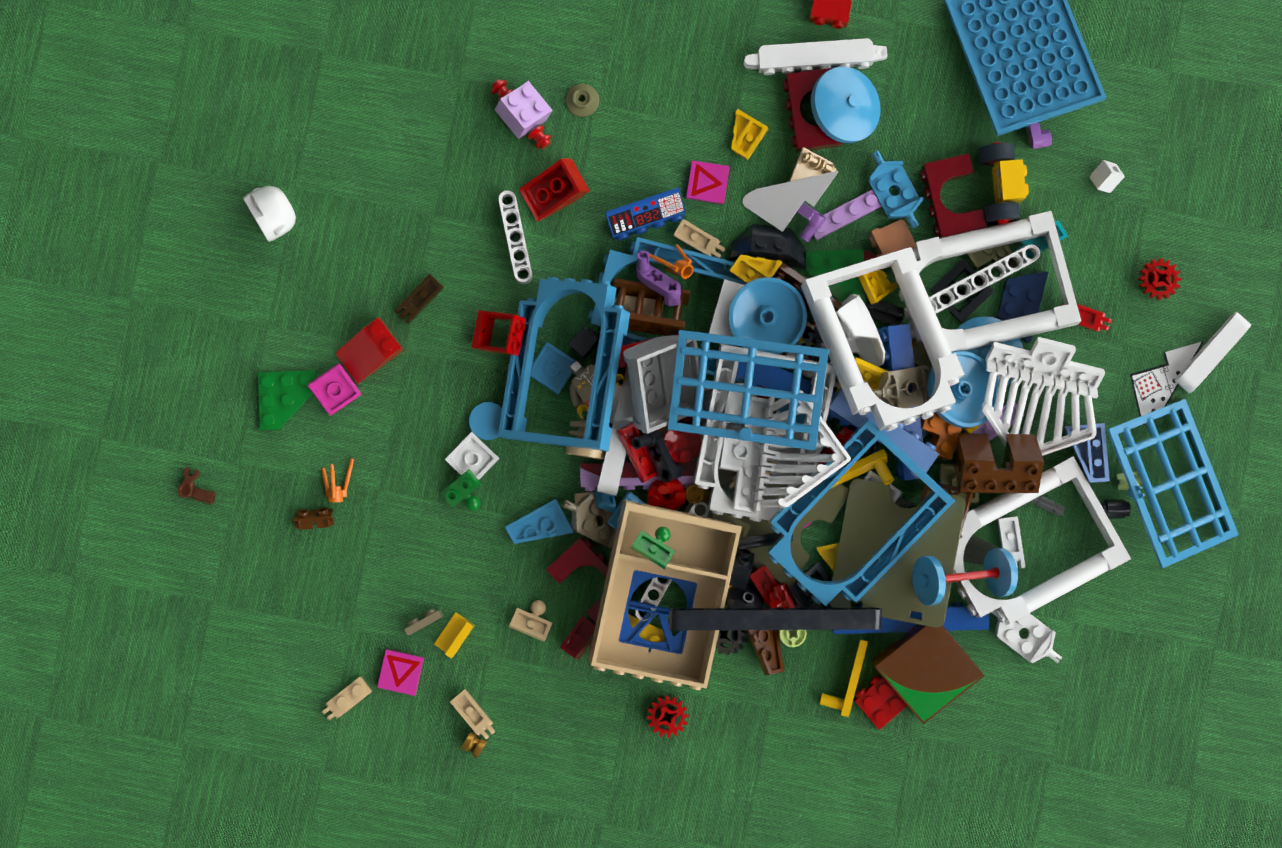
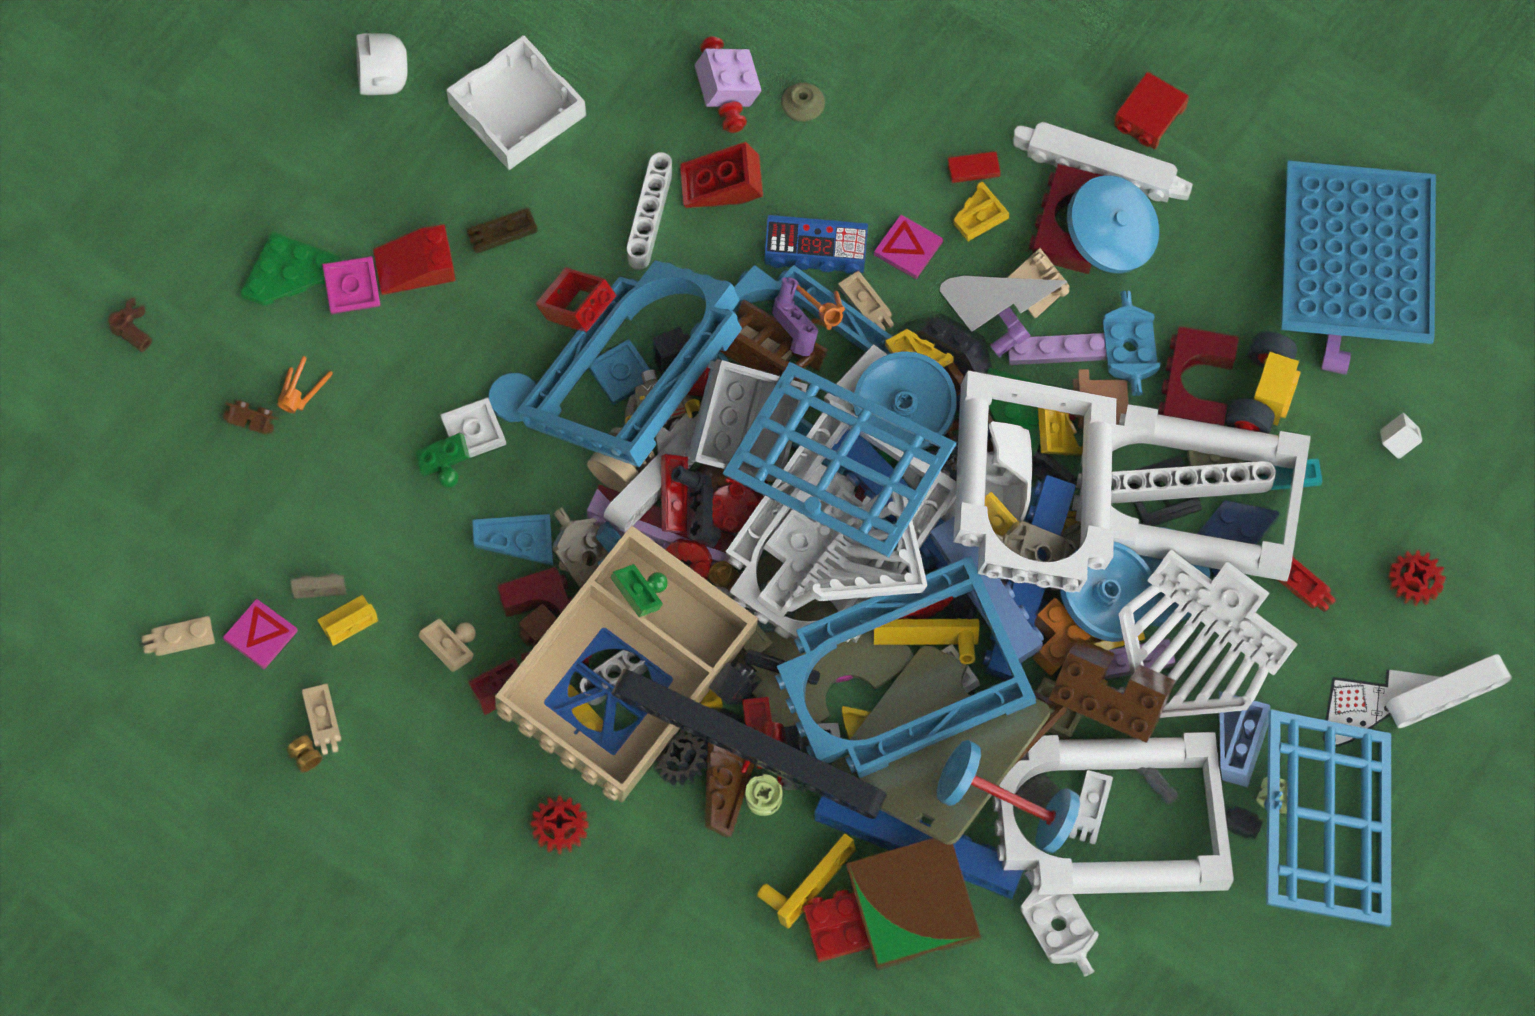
camera: 25 degrees right, 20 degrees down
(381, 195) = (516, 102): none -> white tile
(587, 584) = (536, 625): none -> copper brick
(726, 99) = (974, 167): none -> red tile

